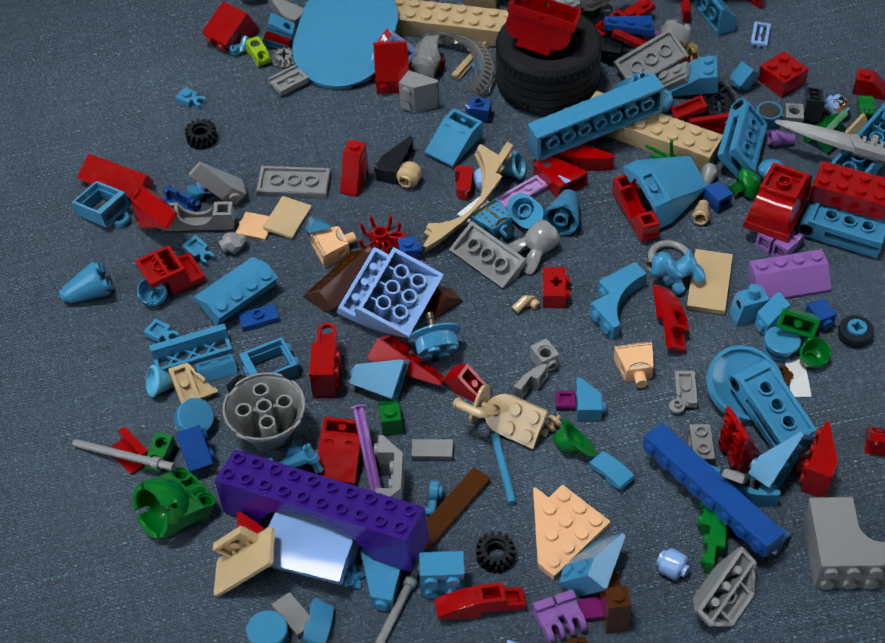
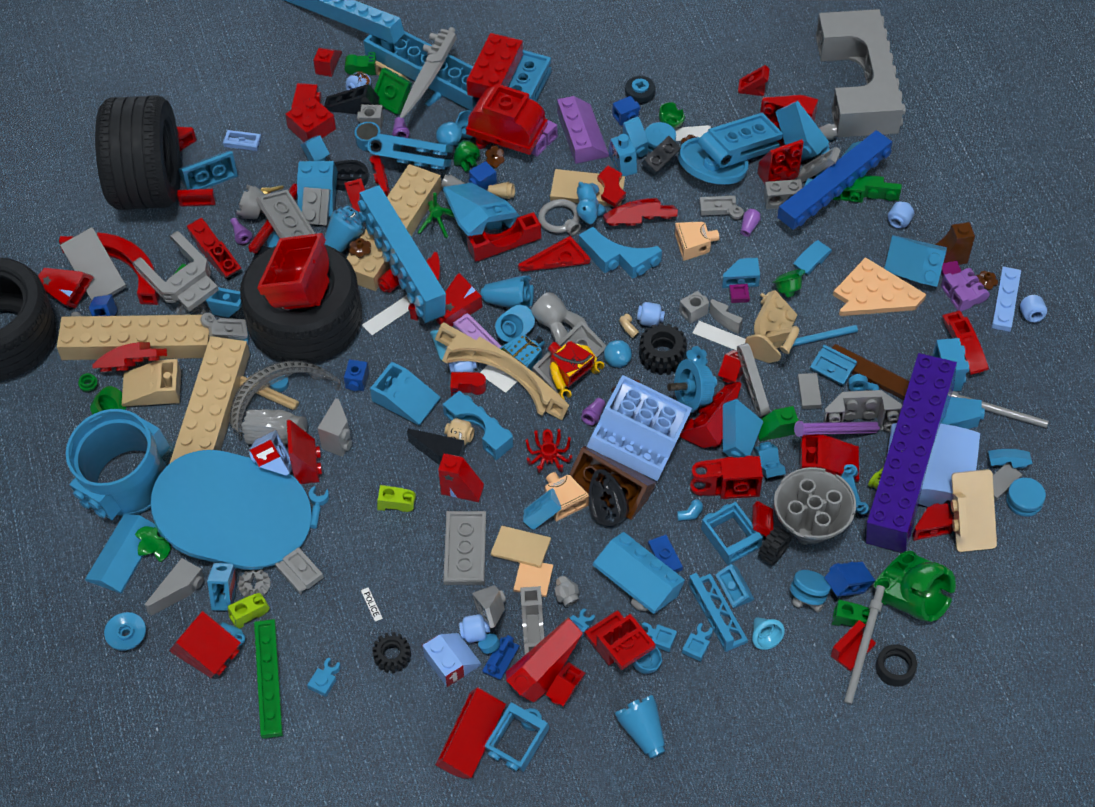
camera: 95 degrees left, 5 degrees up
(97, 471) = (900, 651): none -> black tyre
(143, 237) = (565, 684): none -> red slope
(174, 306) = (662, 636): none -> dark azure plate
(180, 163) = (450, 657): none -> light blue slope
(189, 383) = (767, 601): tan wing -> none
(196, 65) = (268, 679): none -> green plate
(252, 126) = (371, 604): none -> white sticker
(300, 339) = (692, 512): none -> dark azure arm
(318, 270) = (597, 505): none -> black piece
(341, 406) = (769, 459): none -> dark azure slope
(345, 133) = (395, 498): none -> lime leg
(356, 91) = (317, 501): none -> dark azure piece
(401, 199) = (496, 439): none -> dark azure arch
(410, 246) = (570, 423): blue brick -> none
(419, 399) = (753, 379): none -> light grey beam
(459, 470) = (833, 365): none -> dark azure plate
(471, 247) = (571, 363): none -> torso
(480, 355) = (697, 355): none -> dark azure plant
(489, 312) = (662, 337): none -> black tyre
(491, 293) = (617, 353): none -> dark azure hair
(495, 562) = (911, 327): black tyre -> none
(517, 371) = (718, 335): none -> white sticker
(535, 318) = (650, 314): none -> light blue head
(554, 287) = (608, 301): red brick -> none
(615, 251) = (561, 254): none -> red wing
(630, 24) = (236, 236): blue wing -> none
(661, 415) = (750, 221): none -> medium lavender cone
(715, 295) = (612, 191): none -> red tile
(727, 590) = (920, 182): light grey wedge -> none
(744, 205) = (494, 156): none -> reddish brown plant
(747, 334) = (661, 155): none -> black brick
(798, 321) = (648, 115): green slope -> none
(800, 501) = (829, 131): none -> light grey cone
(817, 70) = (304, 92): none -> red slope

